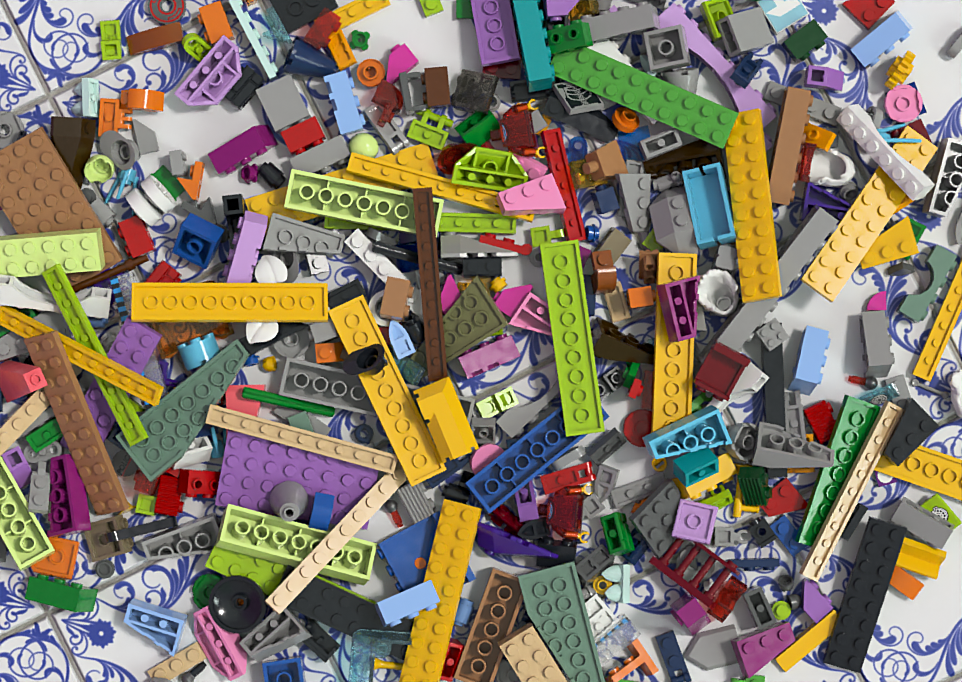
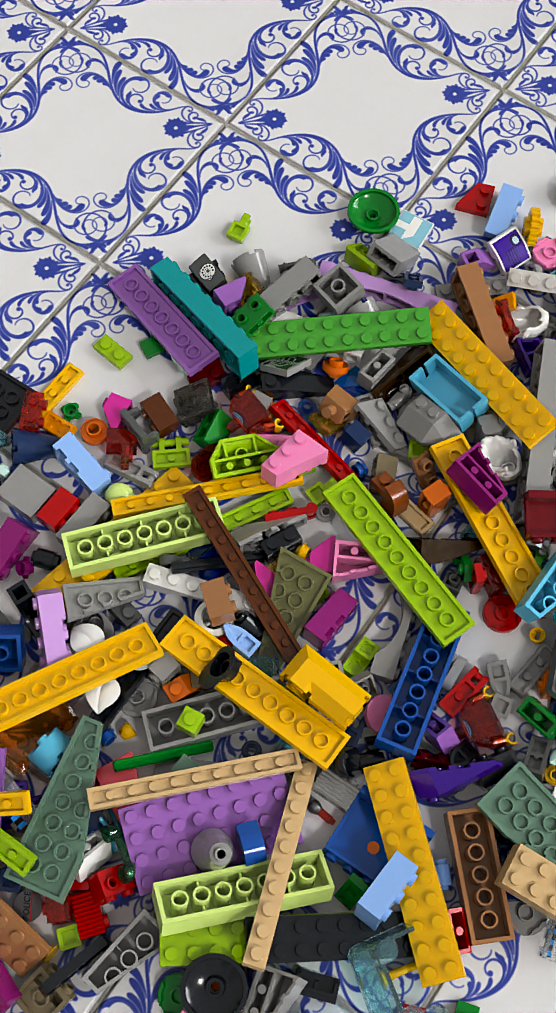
camera: 30 degrees left, 20 degrees down
(213, 482) = (113, 833): none -> clear green bar
(321, 389) = (190, 721): none -> lime brick
(383, 587) = (351, 891): none -> green plate
(434, 486) = (347, 762): none -> black hair
(606, 446) = (481, 645): dark grey plate -> none
(805, 40) = (443, 244): dark green brick -> none
(863, 82) = (509, 250): none -> slope

